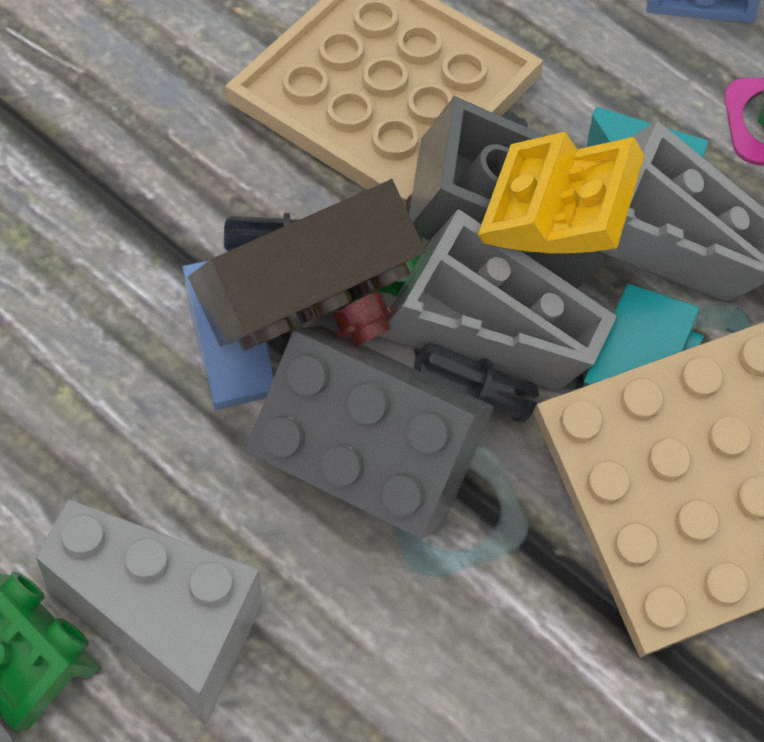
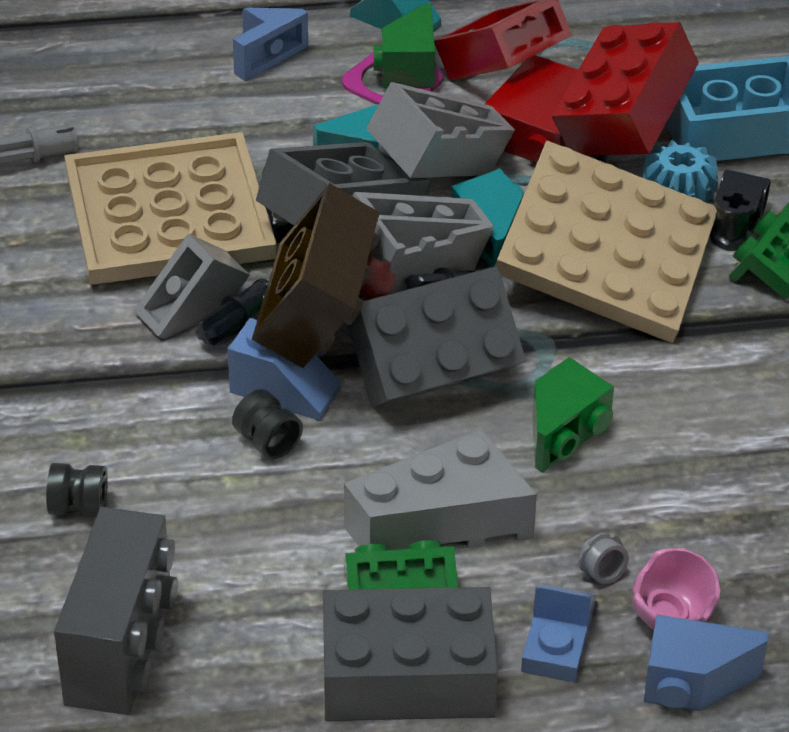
camera: 50 degrees left, 15 degrees down
(143, 371) = (270, 427): none -> pearl dark grey wheel
(281, 174) = (190, 287): none -> light grey slope
(396, 628) = (567, 411): none -> green slope
(562, 195) = (397, 146): yellow slope -> none

